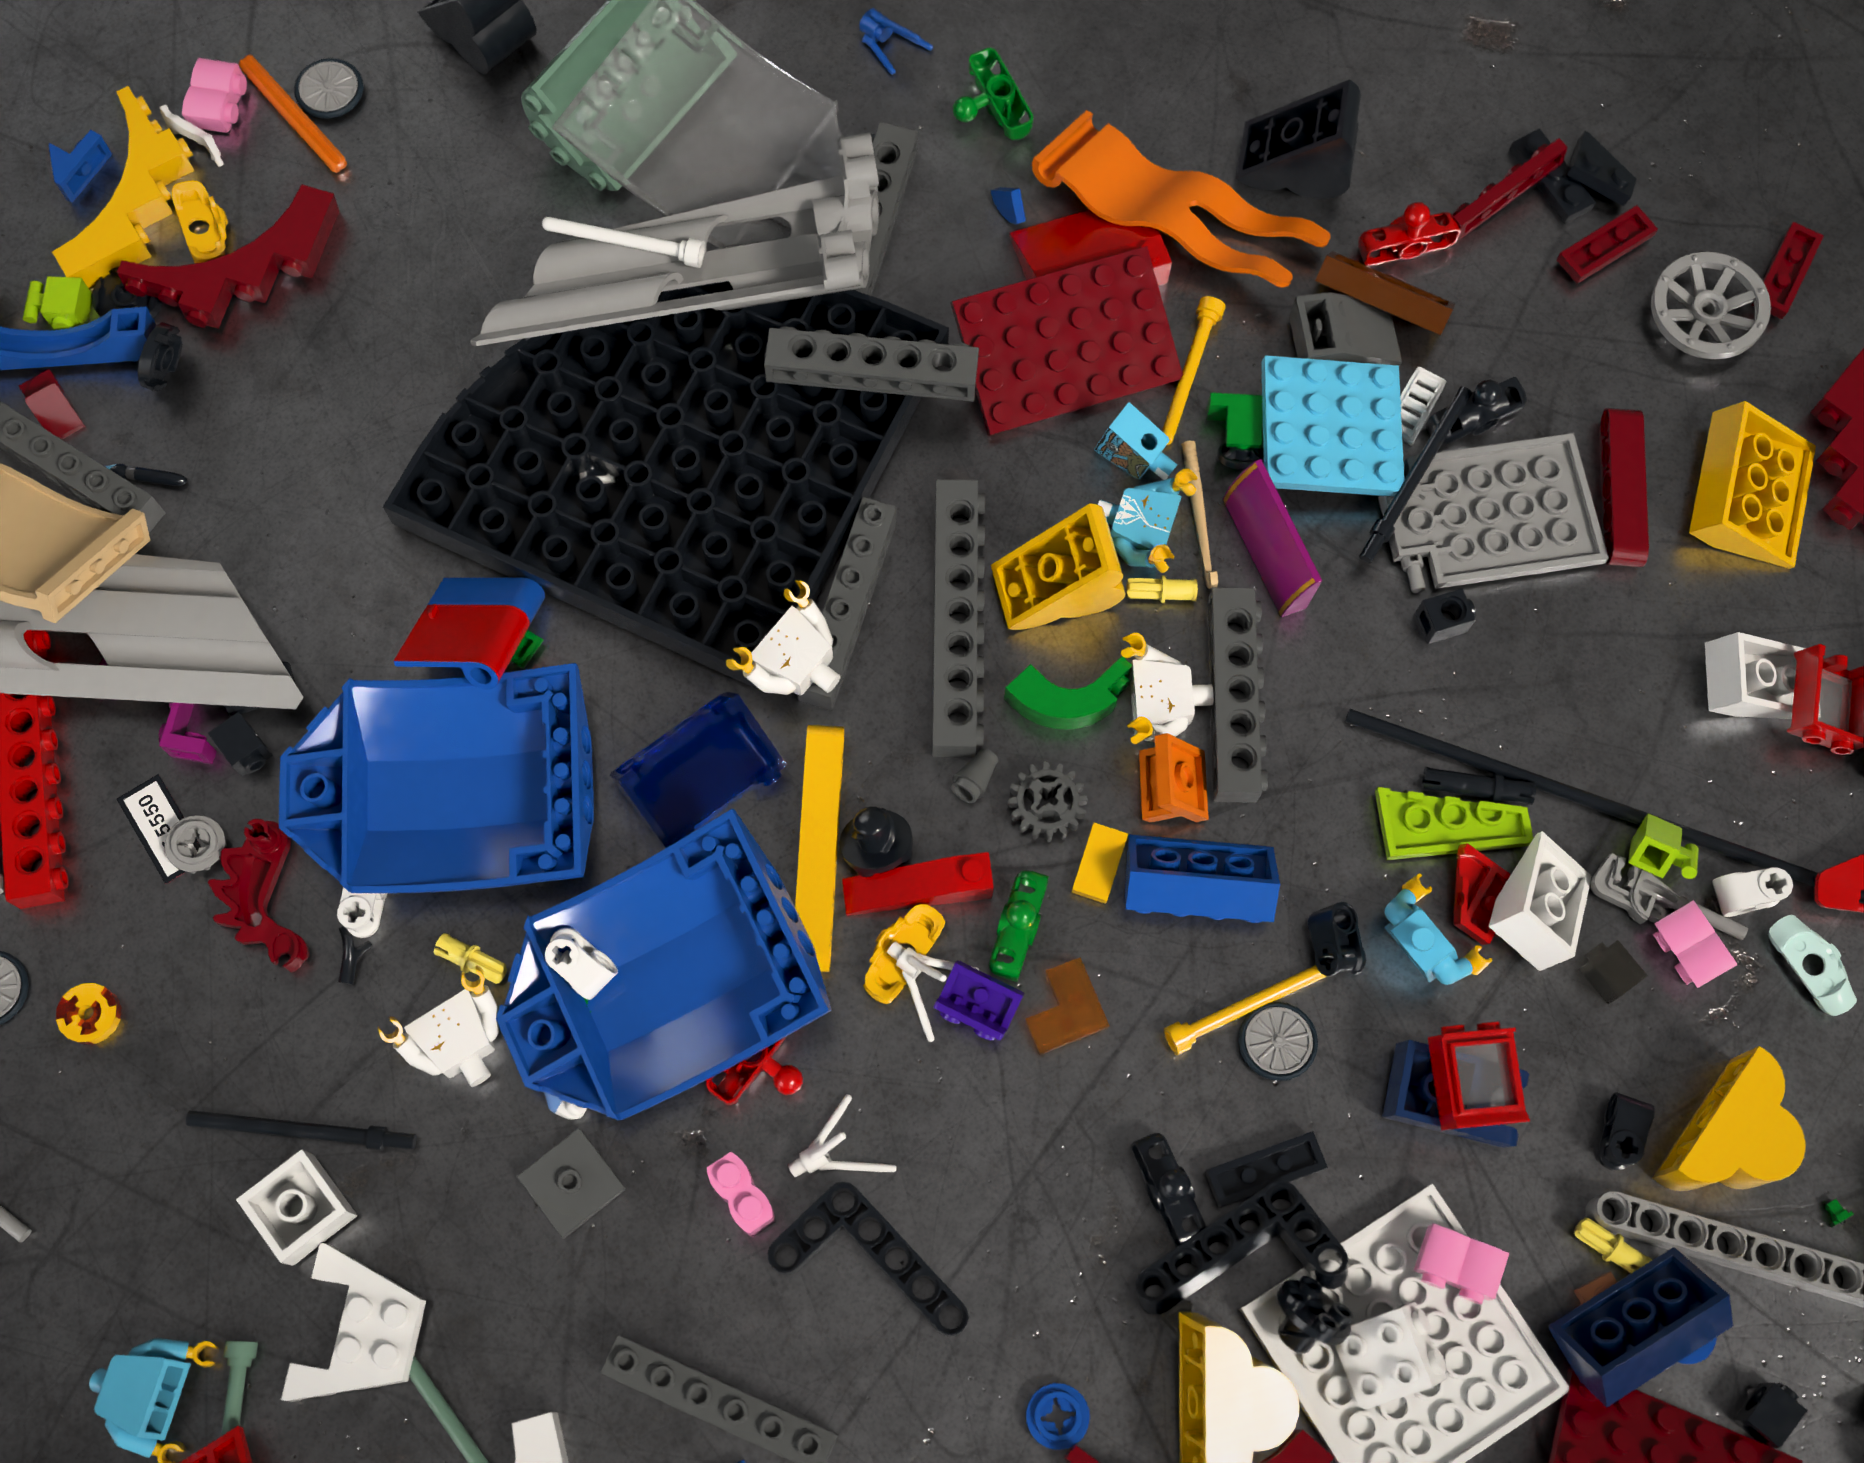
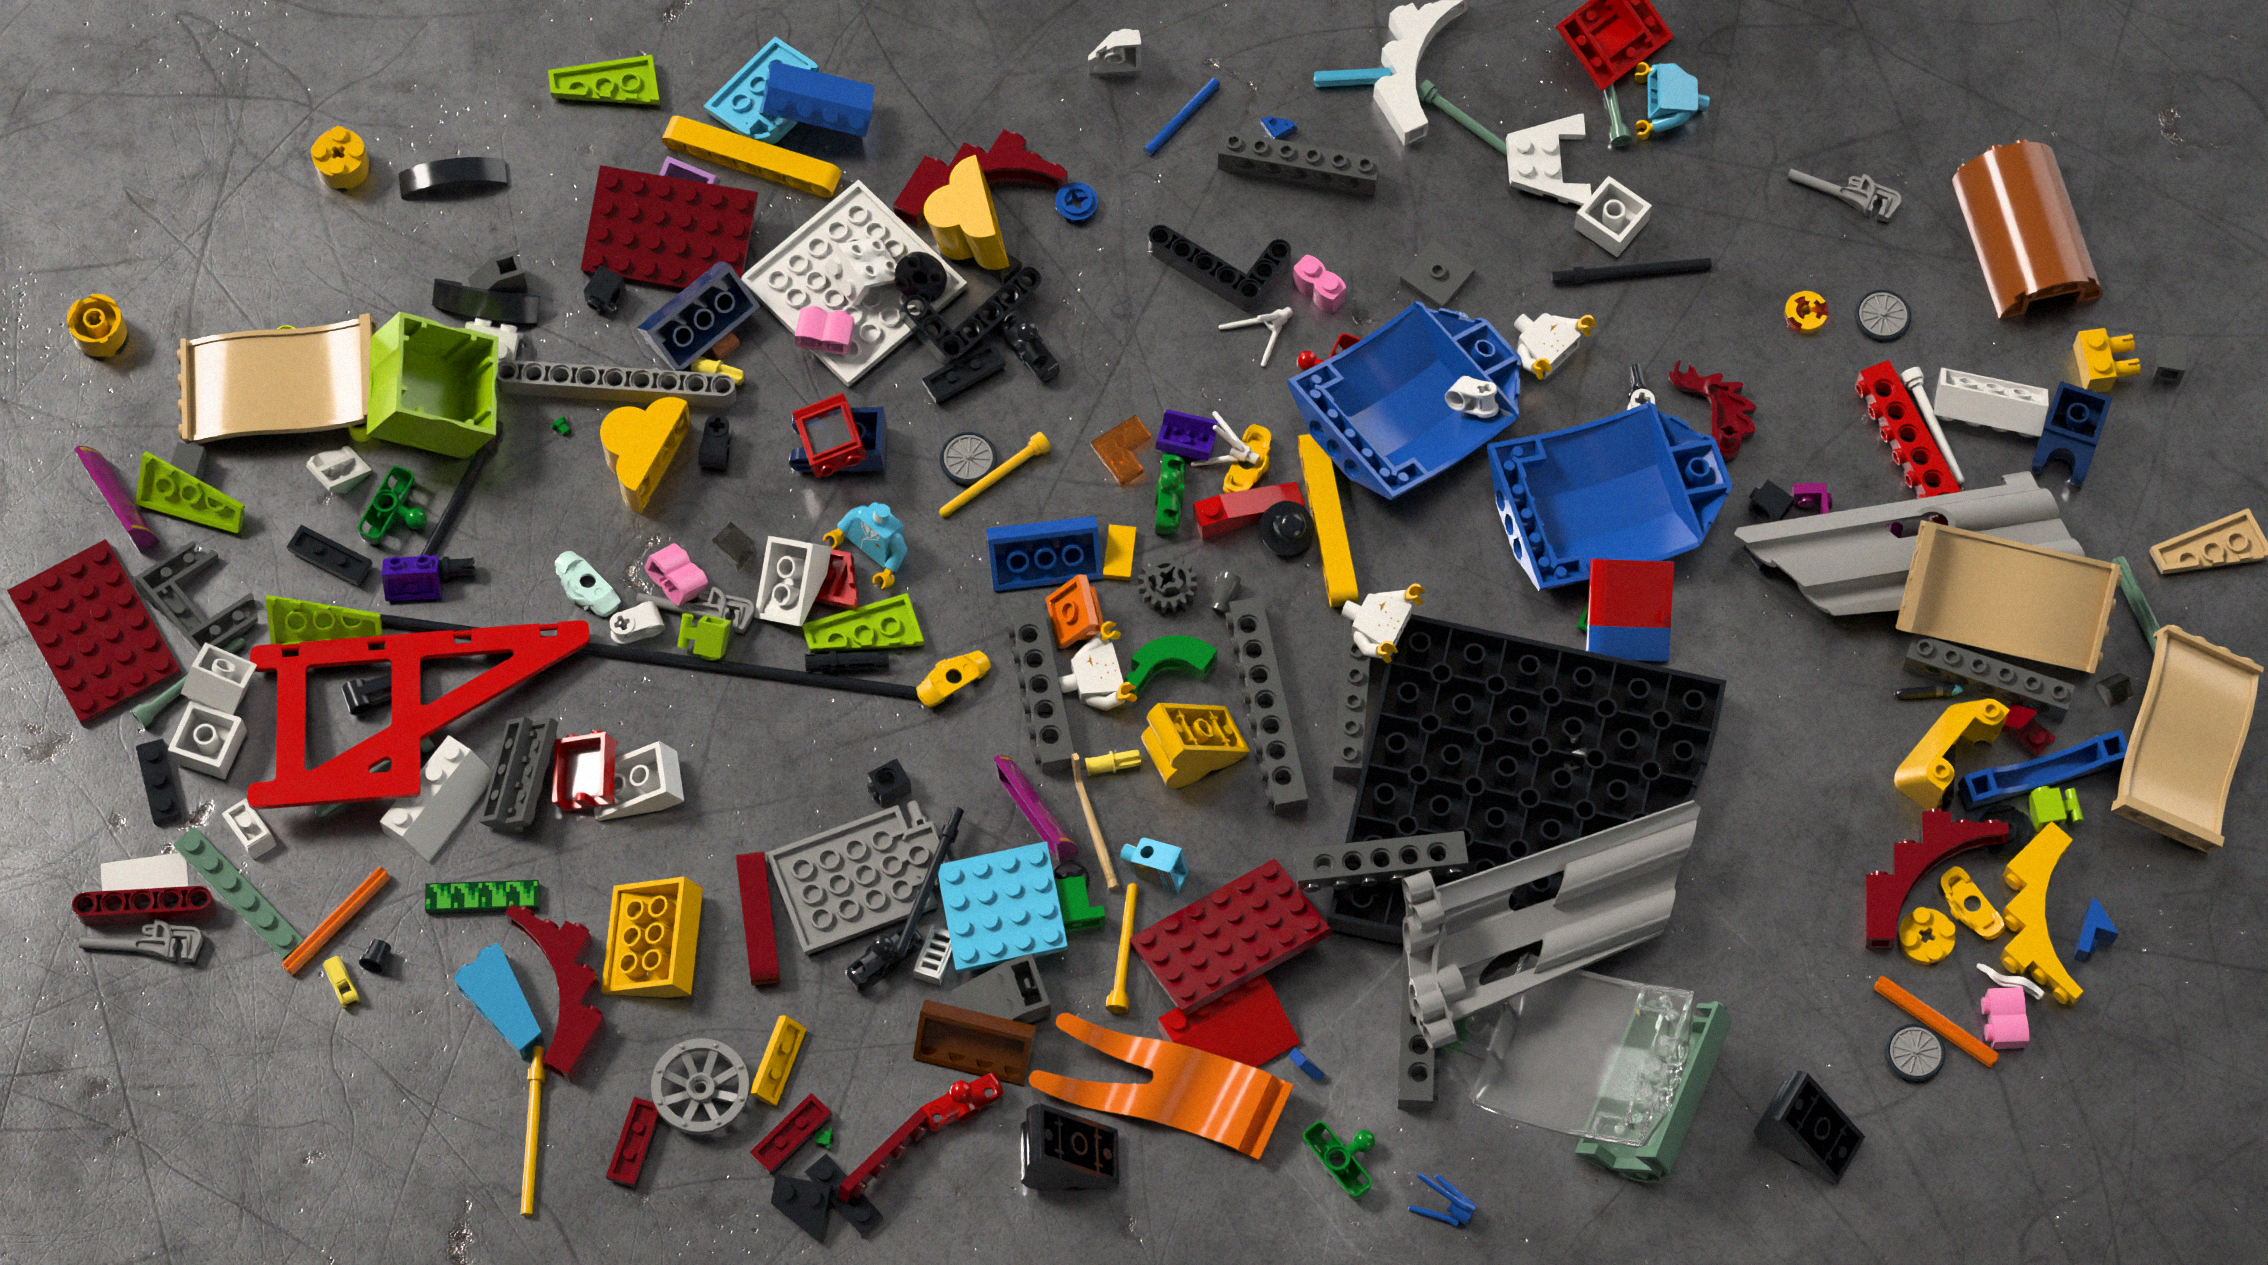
camera: 170 degrees right, 5 degrees down
(151, 386) = (1925, 771): none -> yellow windscreen
(152, 815) = (1808, 443): sticker -> none
(184, 833) = (1783, 423): light grey gear -> none
(253, 190) = (1921, 921): none -> yellow plate
(468, 957) = (1553, 396): light yellow axle -> none
(689, 251) = (1553, 921): white piece -> none
(698, 767) = (1438, 551): clear blue windscreen -> none
(1146, 519) = (1136, 804): medium azure torso -> none
(1322, 746) = (937, 688): none -> yellow piece
(1334, 938) = (938, 521): black piece -> none
(1566, 237) = (824, 1138): none -> green piece
(1615, 322) = (778, 1060): none -> yellow plate

